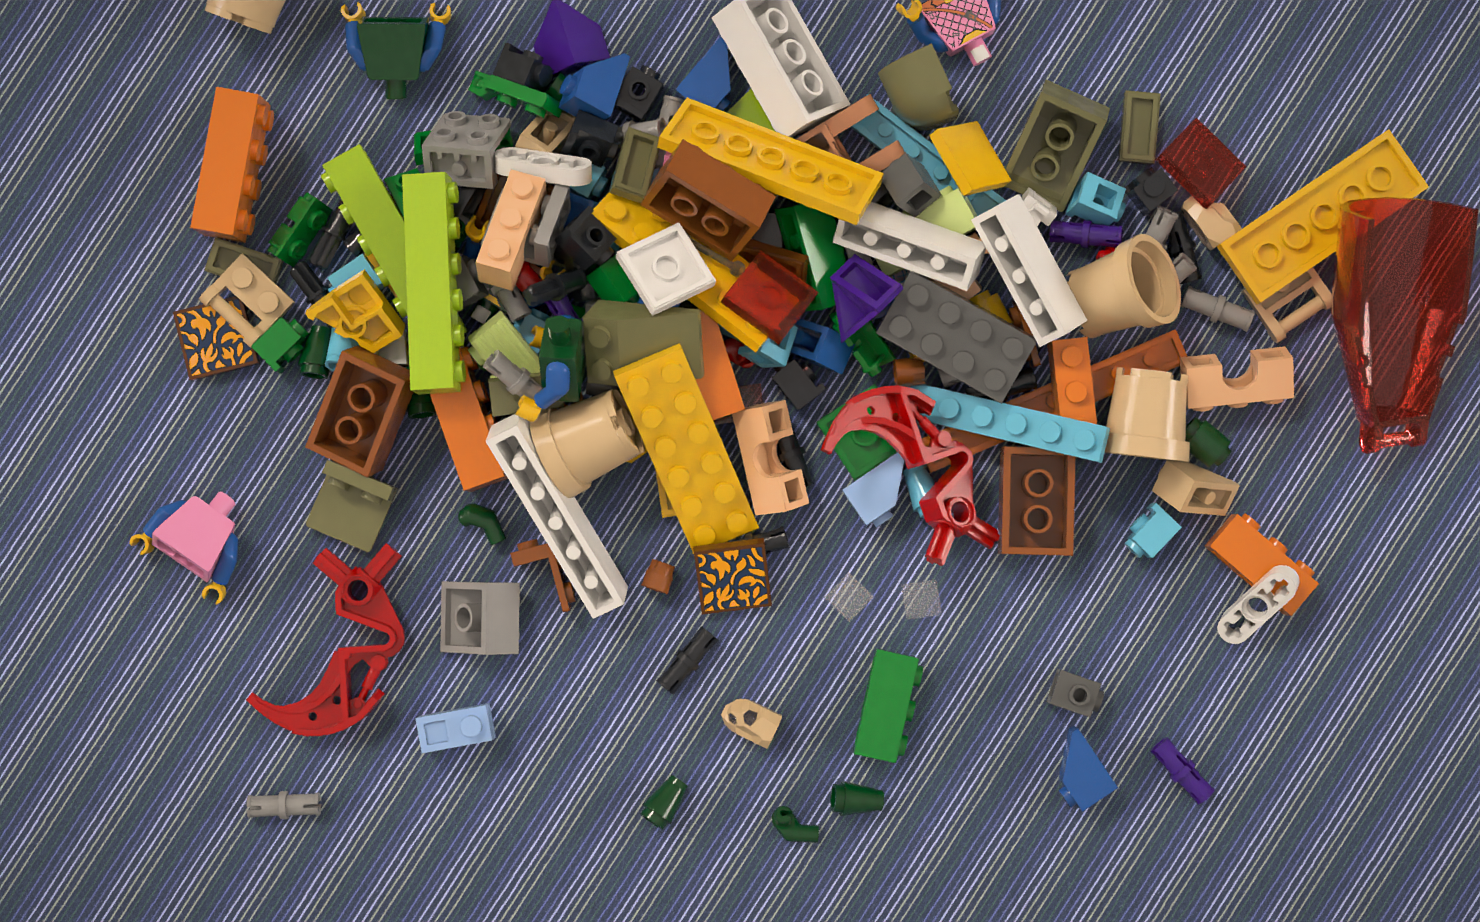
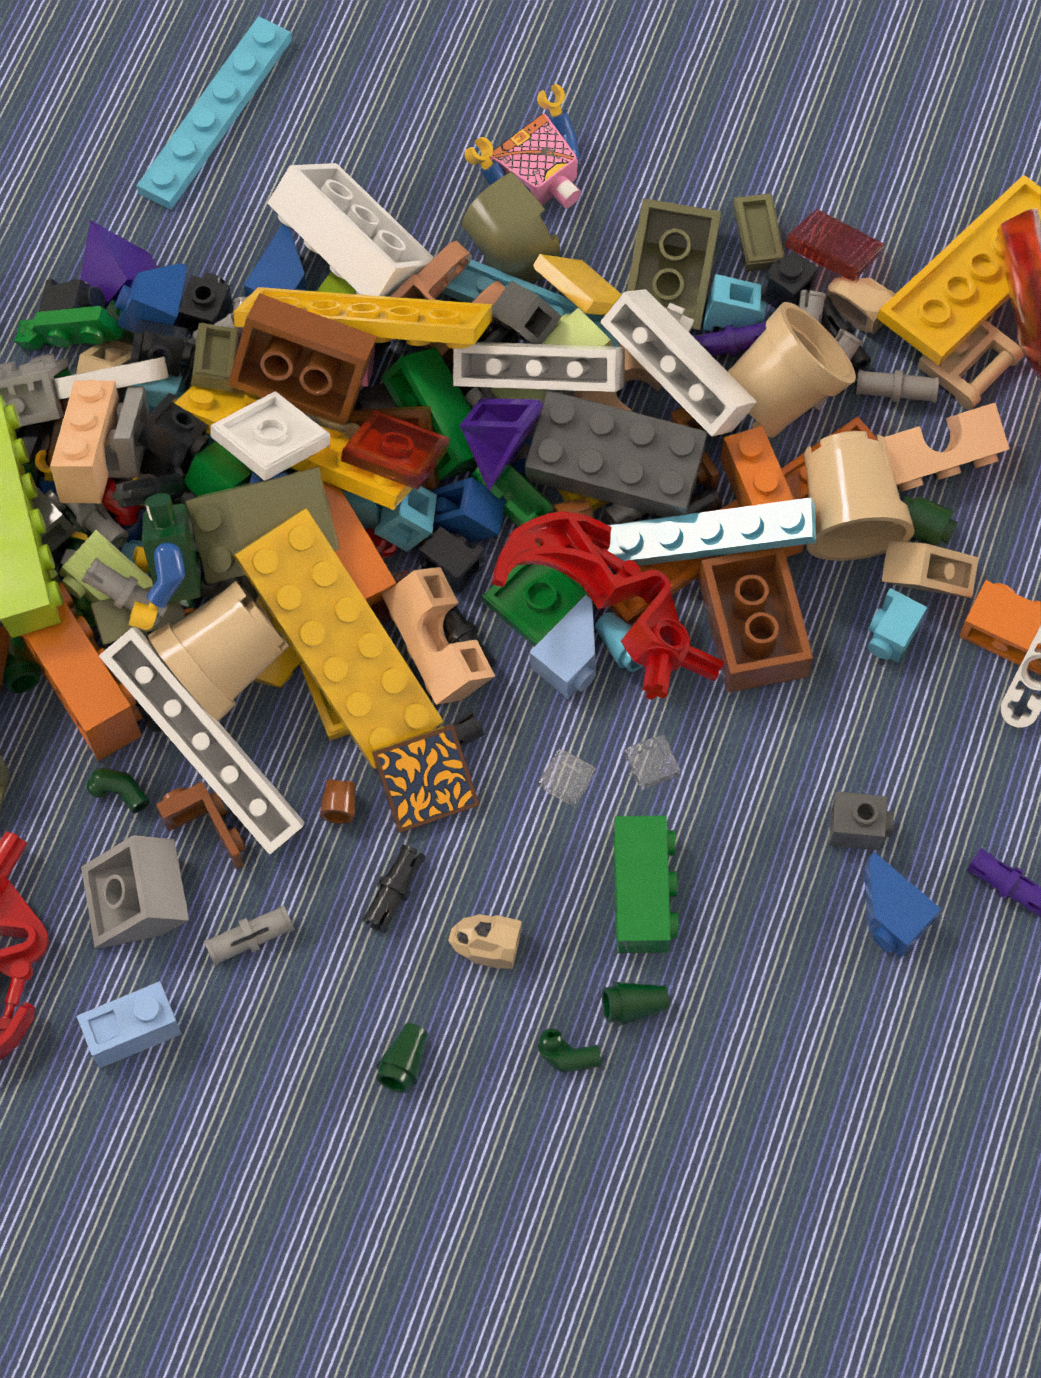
camera: 15 degrees left, 20 degrees down
(564, 673) = (222, 948): none -> light grey pin

